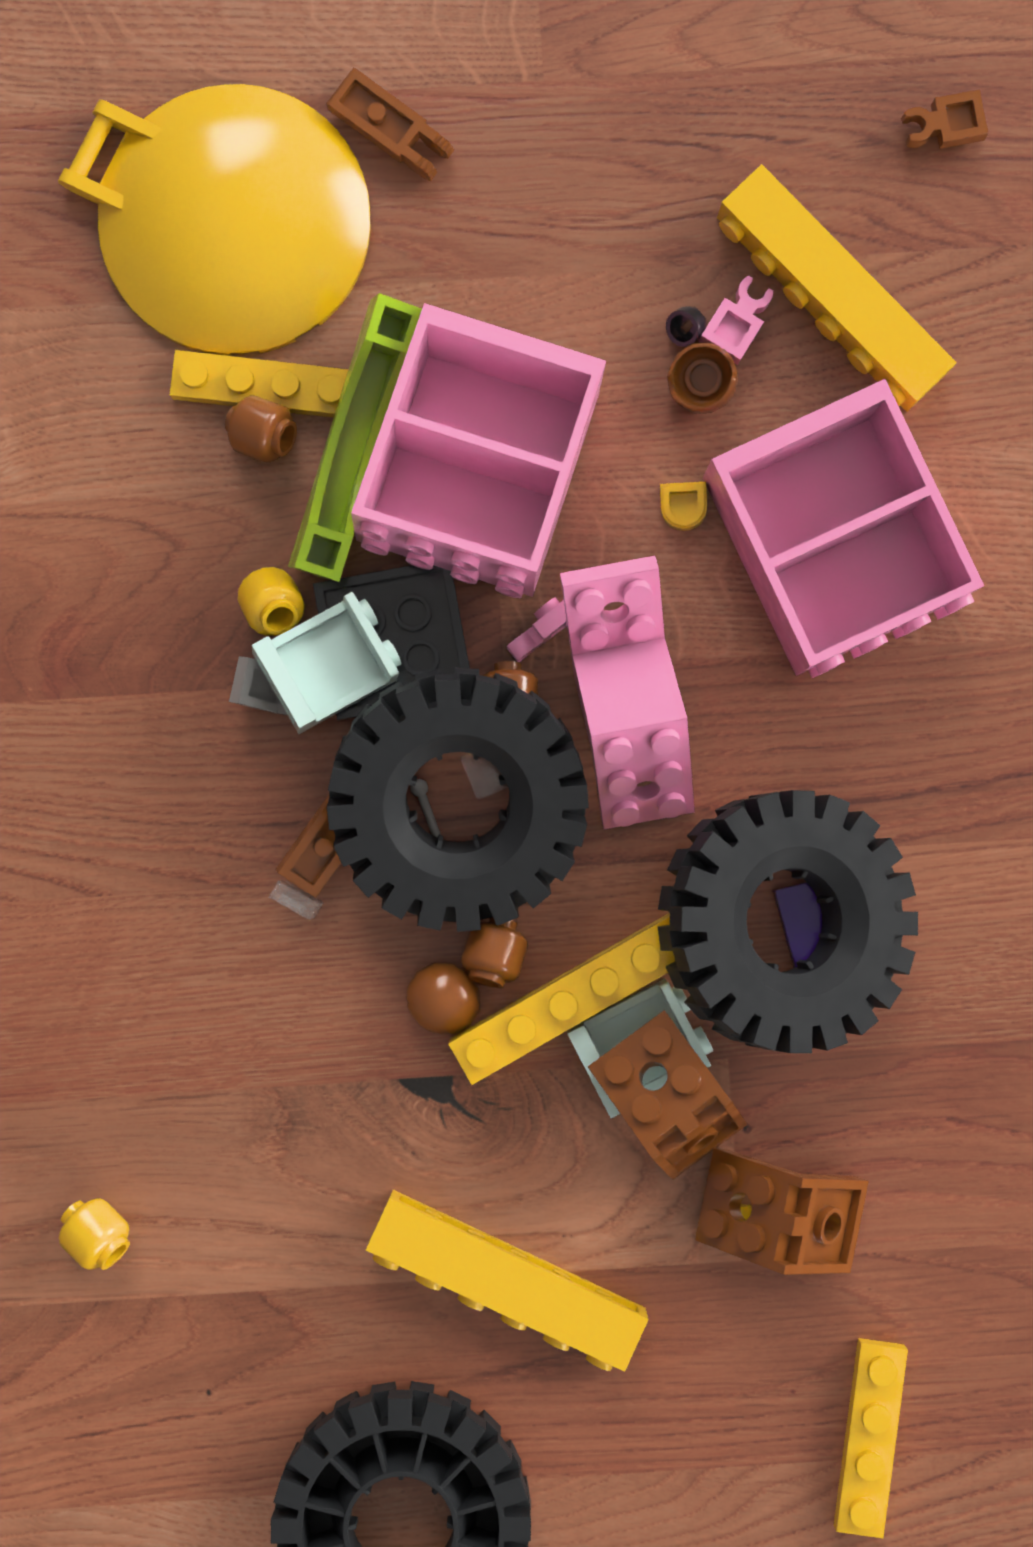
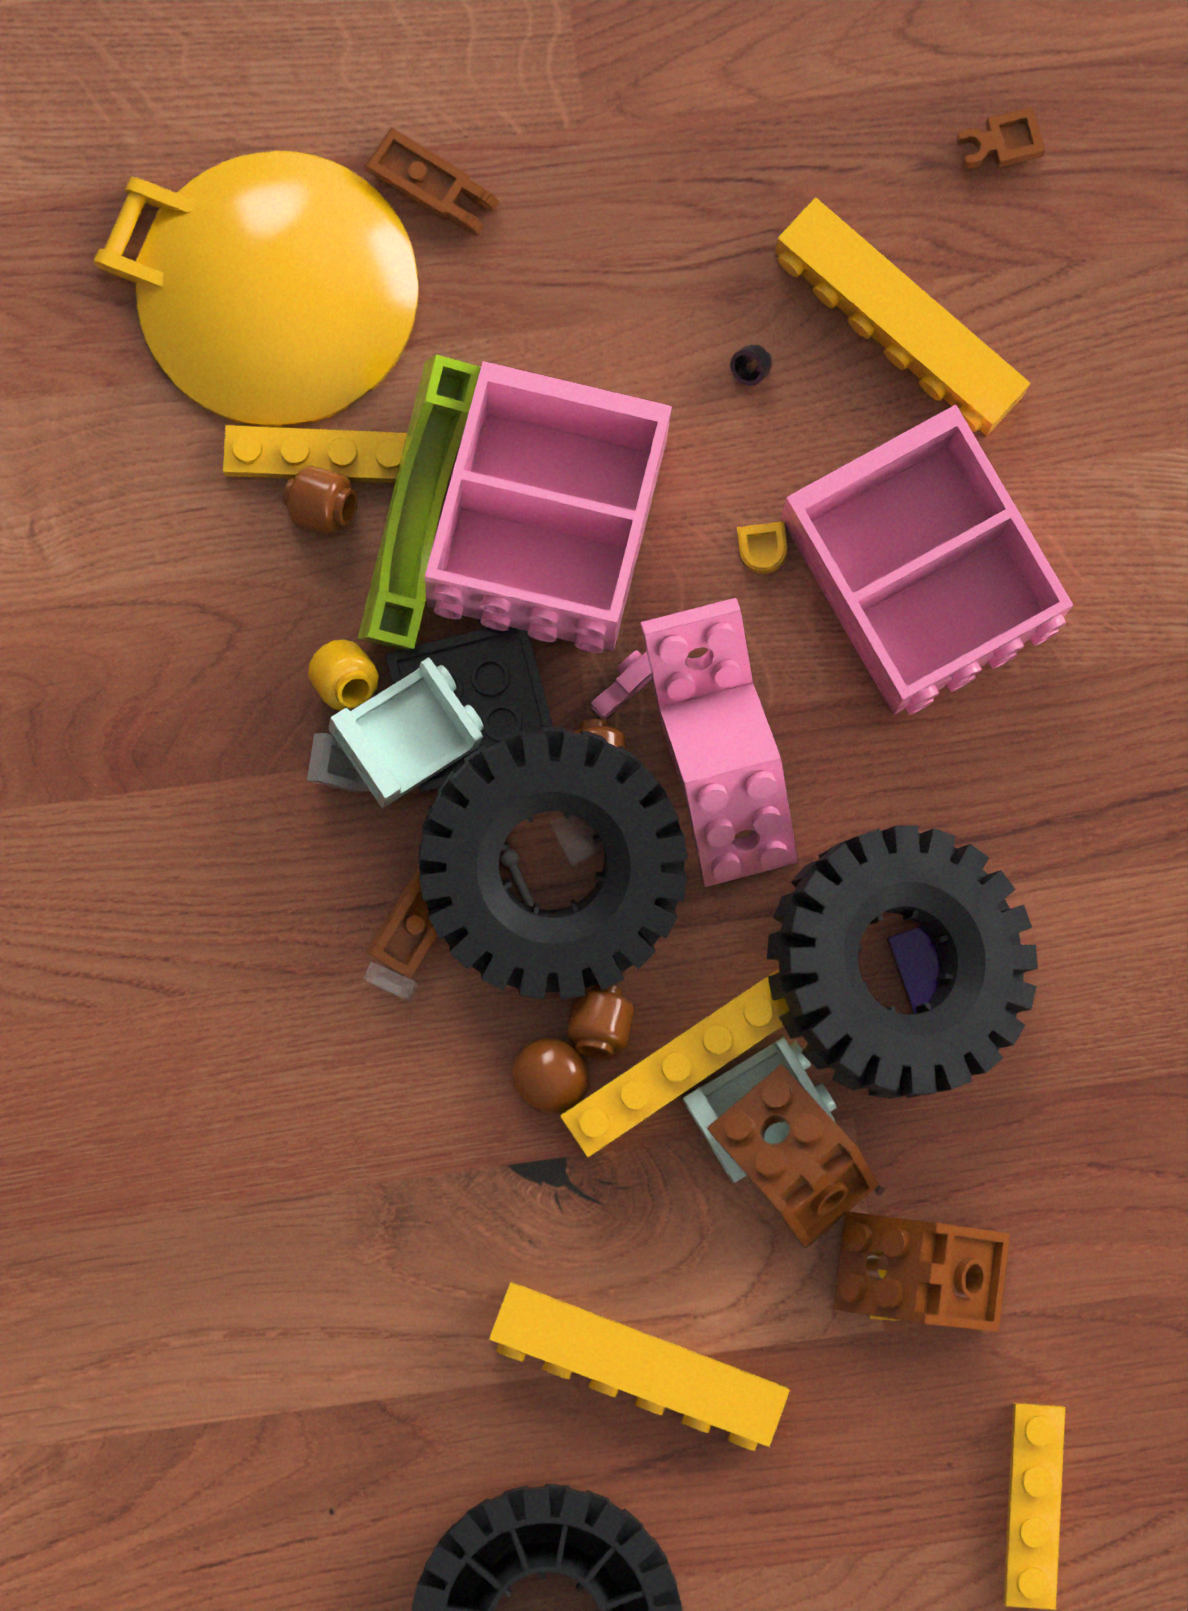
camera: 10 degrees left, 5 degrees down
(94, 1234) = (201, 1347): yellow head -> none
(702, 378) = (772, 416): dark orange hair -> none
(734, 324) = (801, 360): bright pink plate -> none

